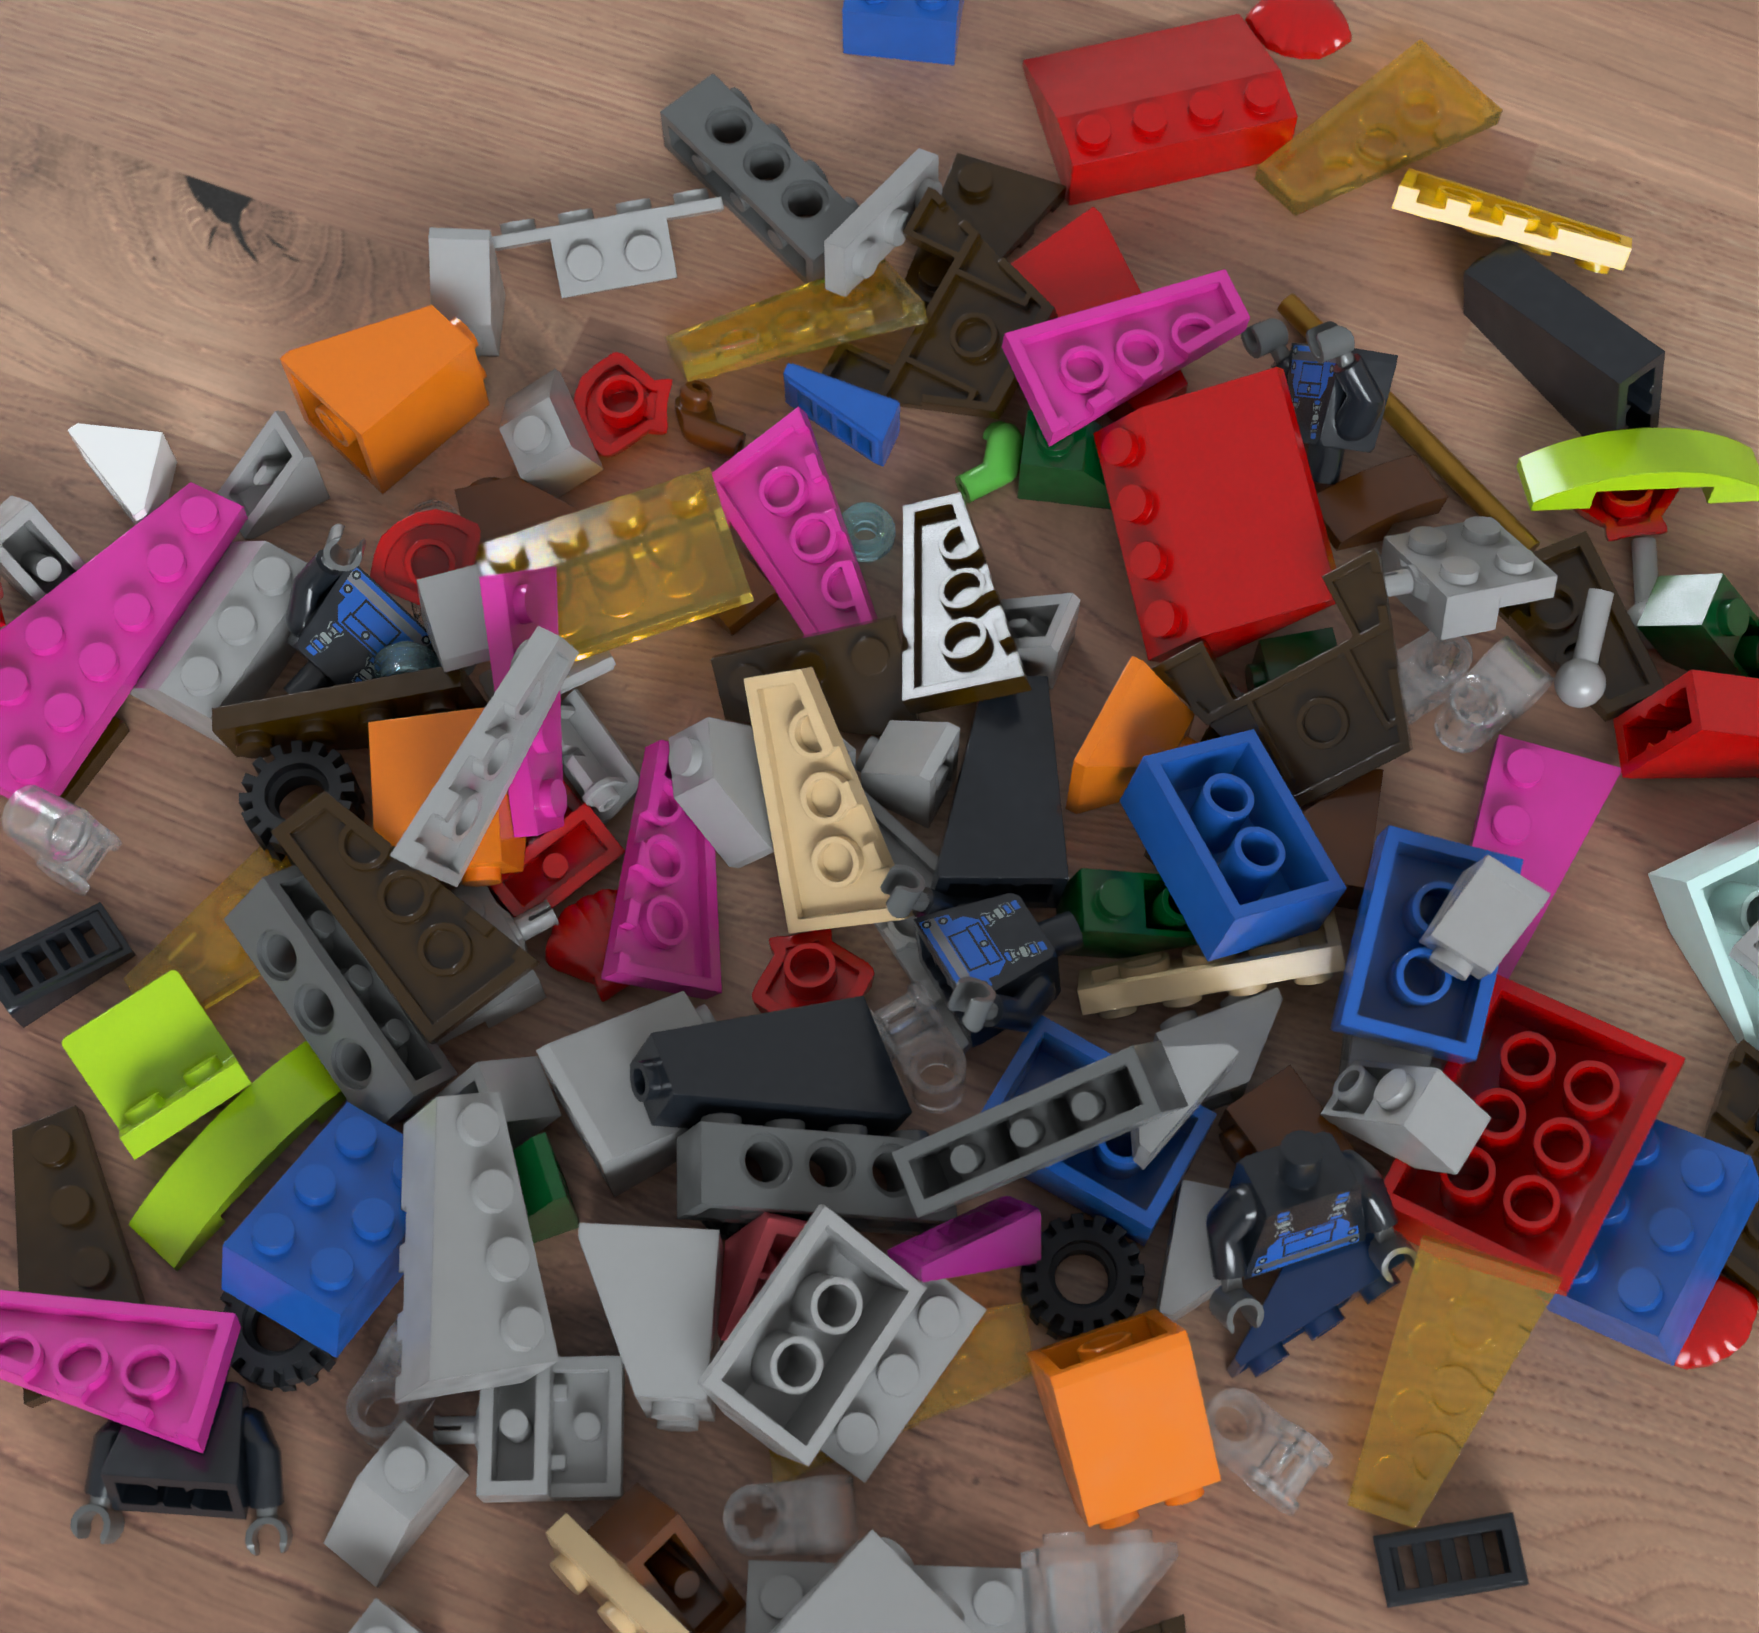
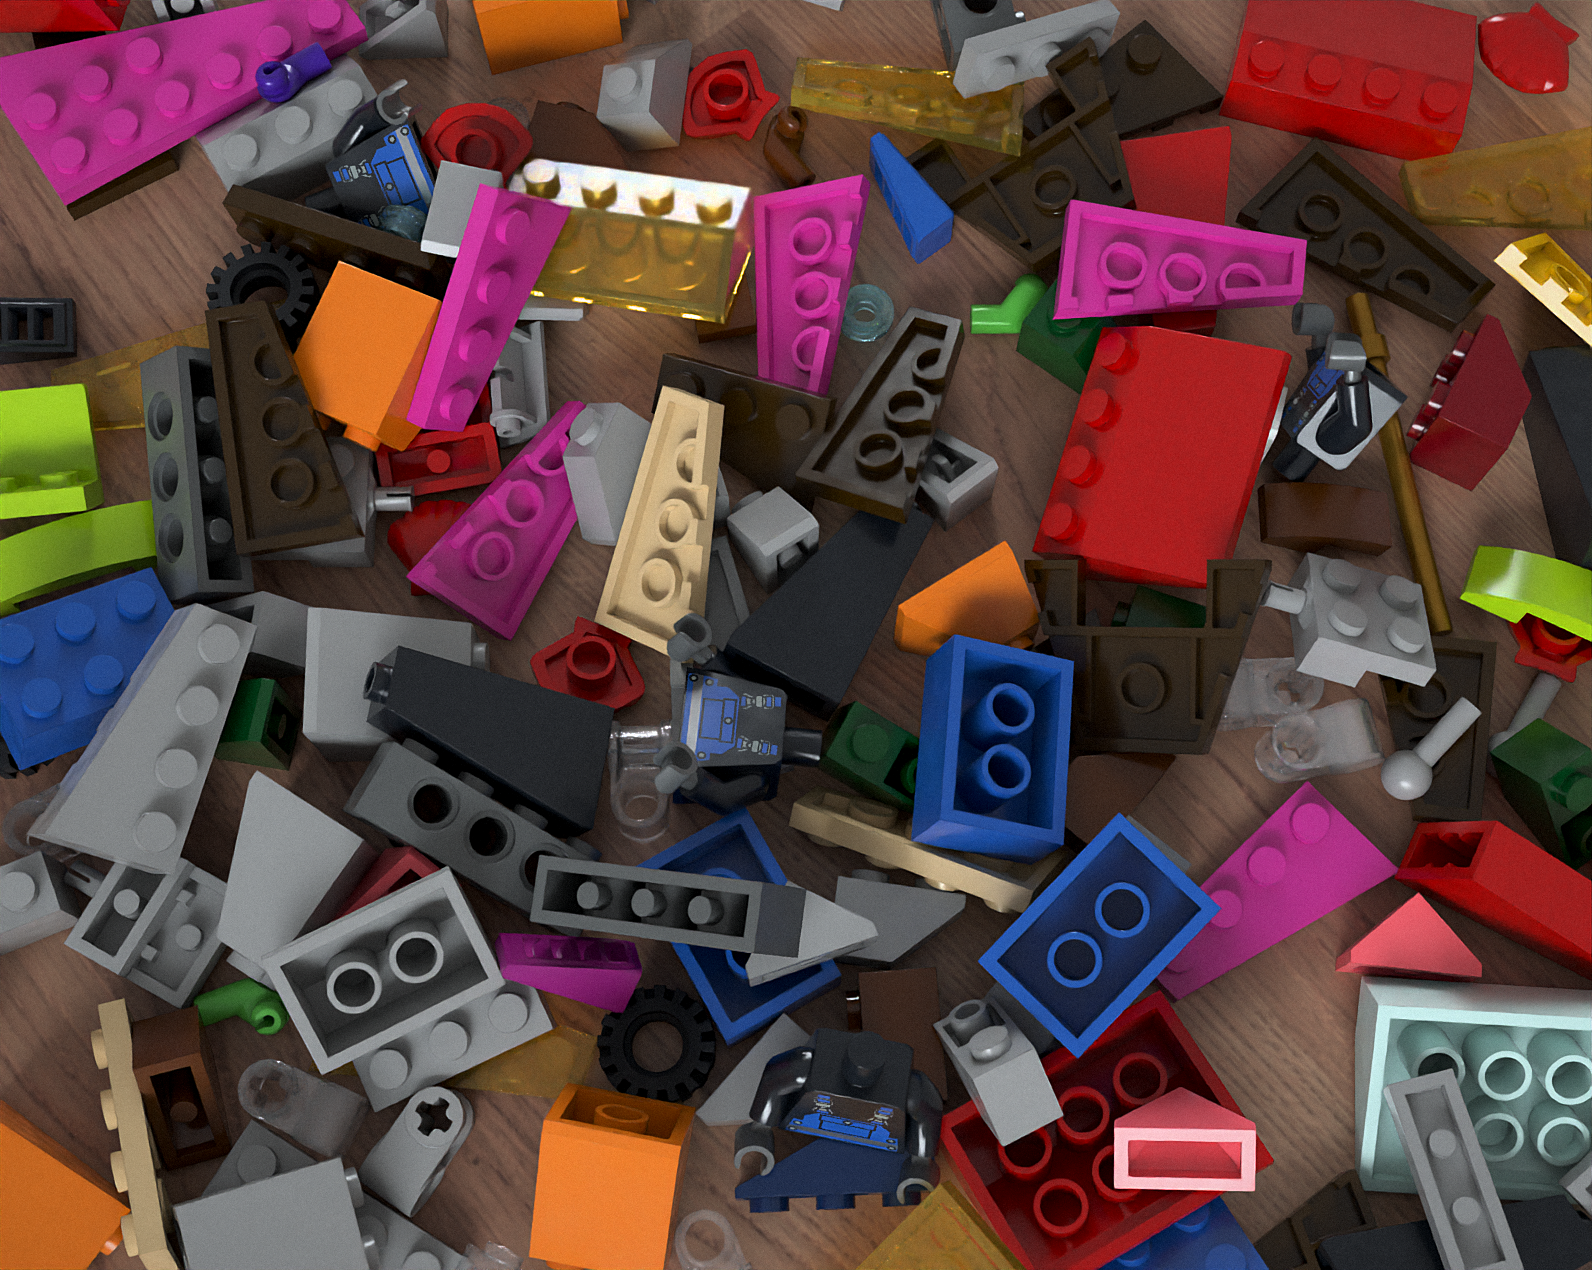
camera: 30 degrees right, 5 degrees up
(58, 836) = (61, 226): clear piece -> none
(199, 588) = (282, 79): none -> dark purple arm
(480, 773) = (384, 353): light grey wing -> none
(678, 1455) = (246, 1000): none -> bright green arm
(921, 1505) = (410, 1156): none -> light grey piece
(1264, 245) = (1366, 237): none -> dark brown wing
(1447, 343) = (1472, 407): none -> dark red slope
(1482, 919) = (1138, 944): light grey slope -> none
(1607, 1086) = (1184, 1146): none -> coral slope
(1672, 823) = (1411, 945): none -> coral slope

